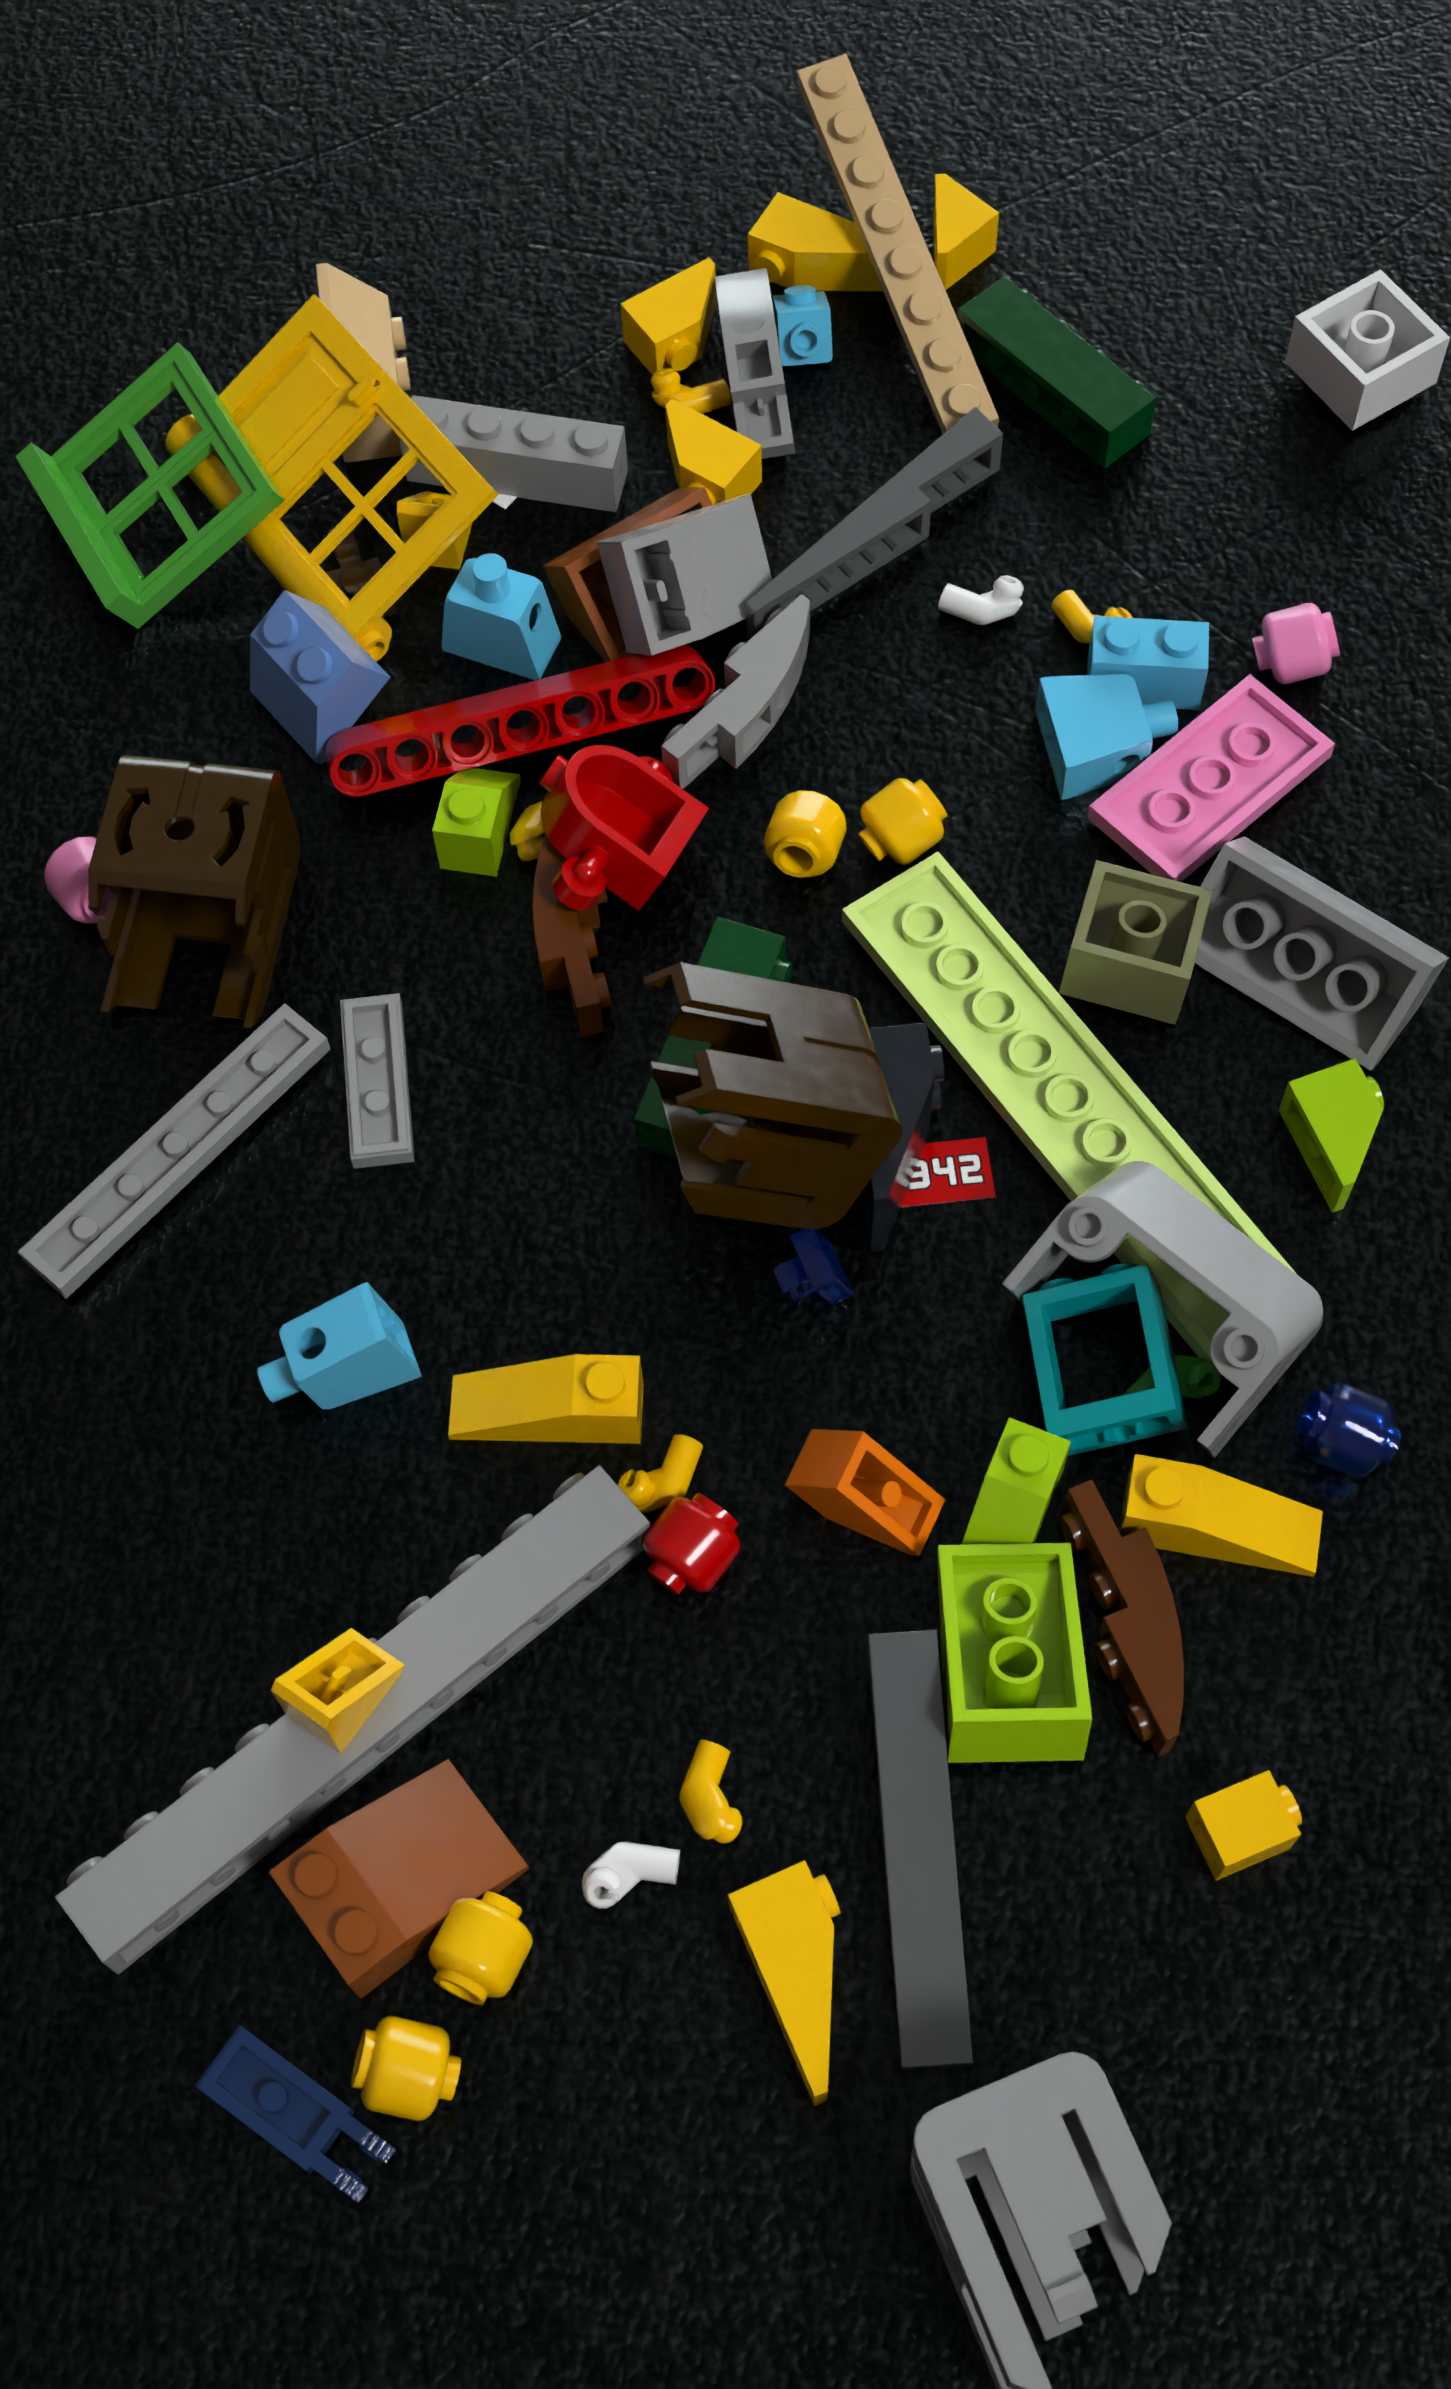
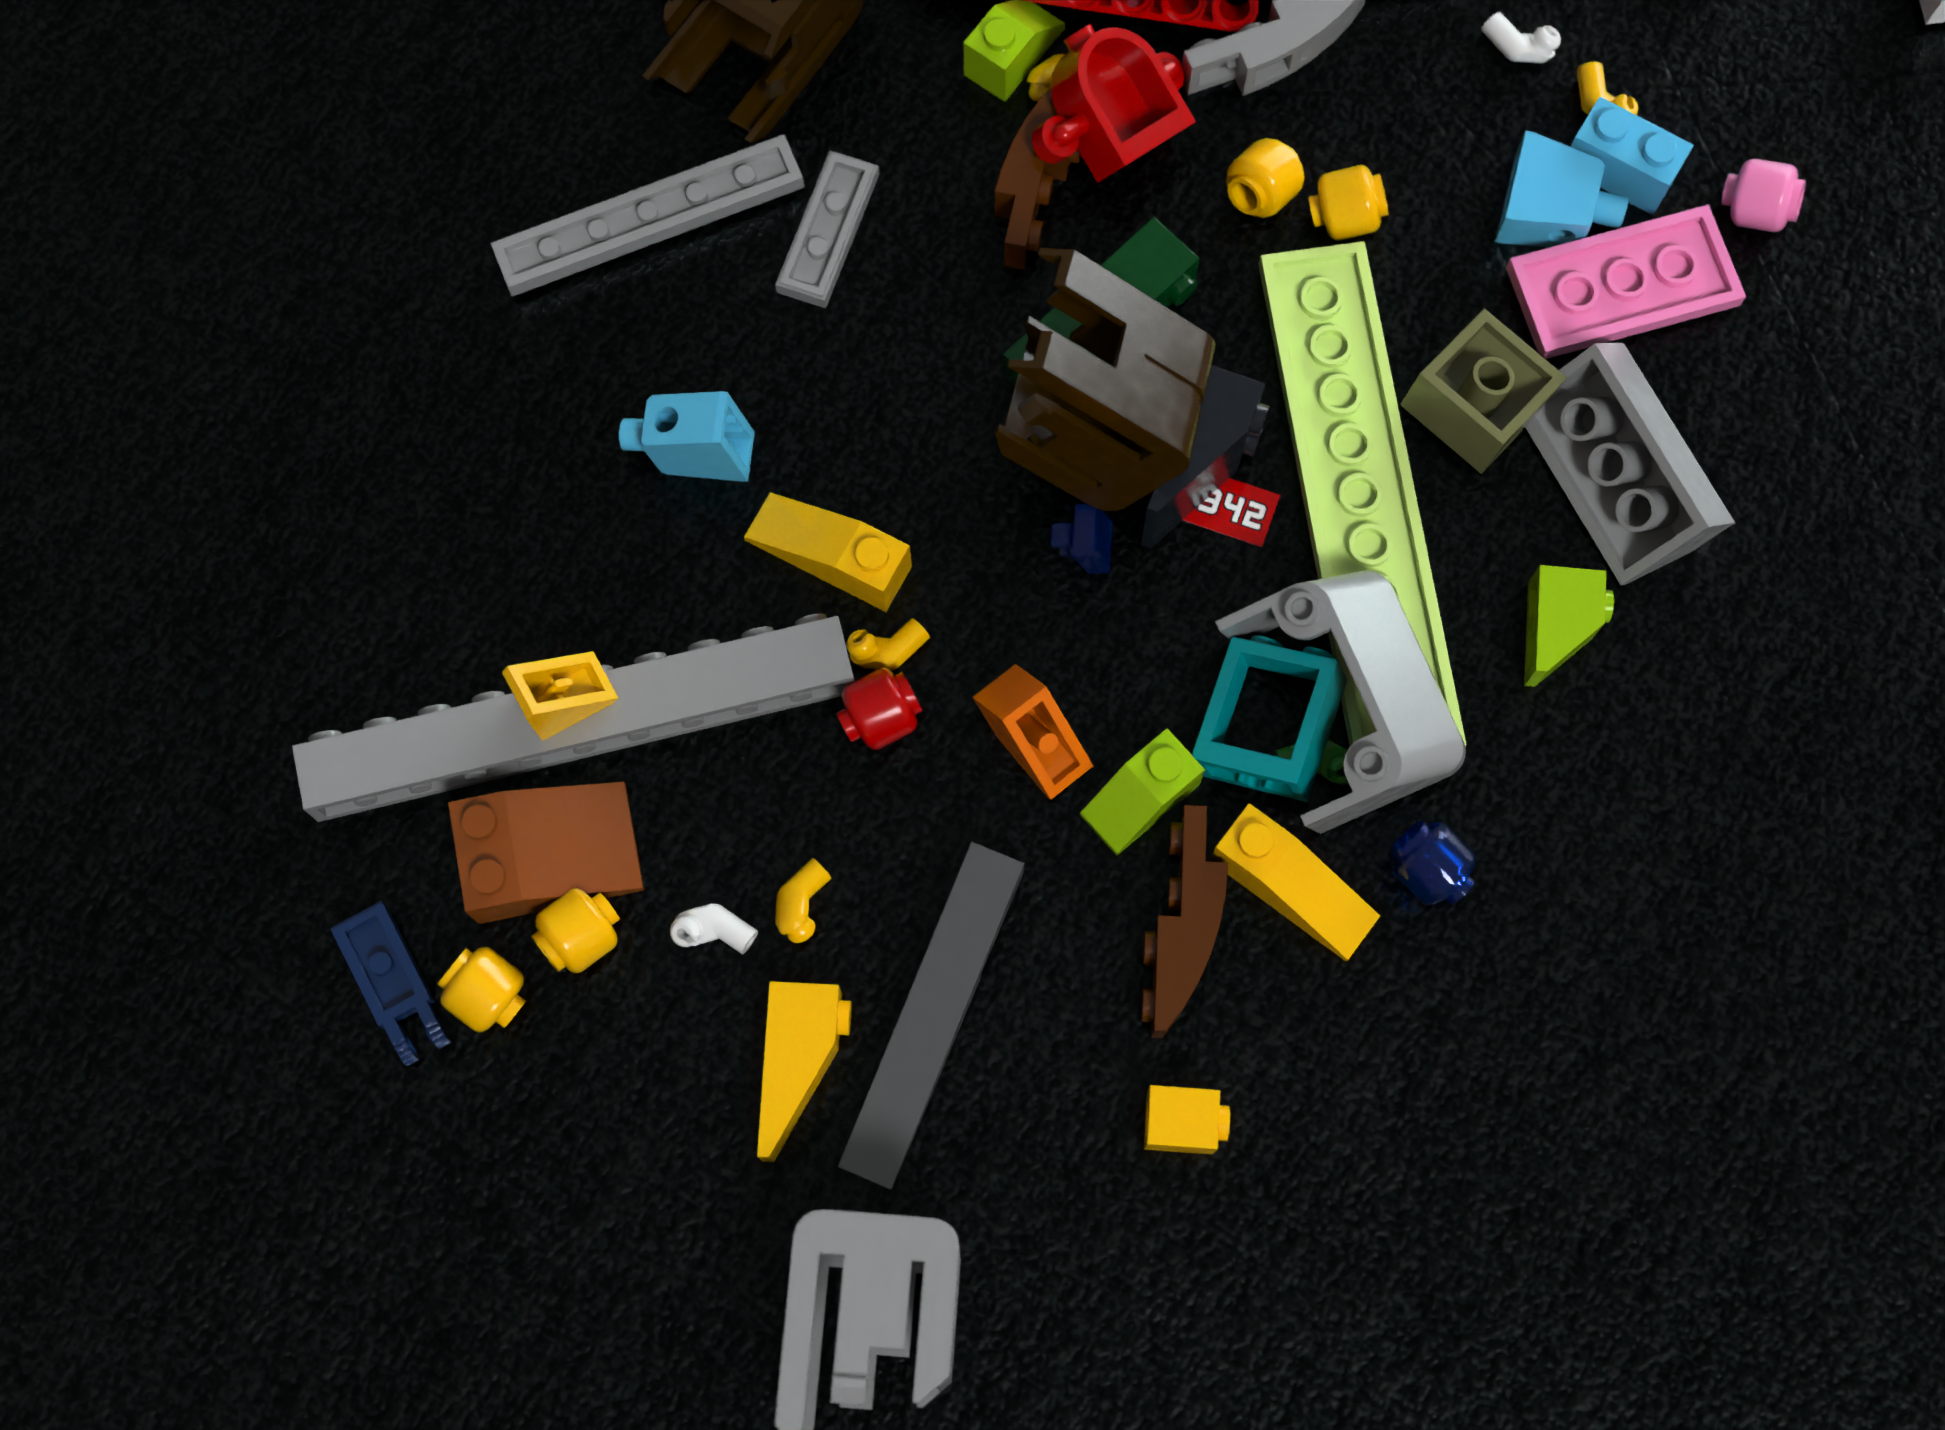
camera: 25 degrees right, 10 degrees up
(1012, 1654) = (1075, 906): lime slope -> none

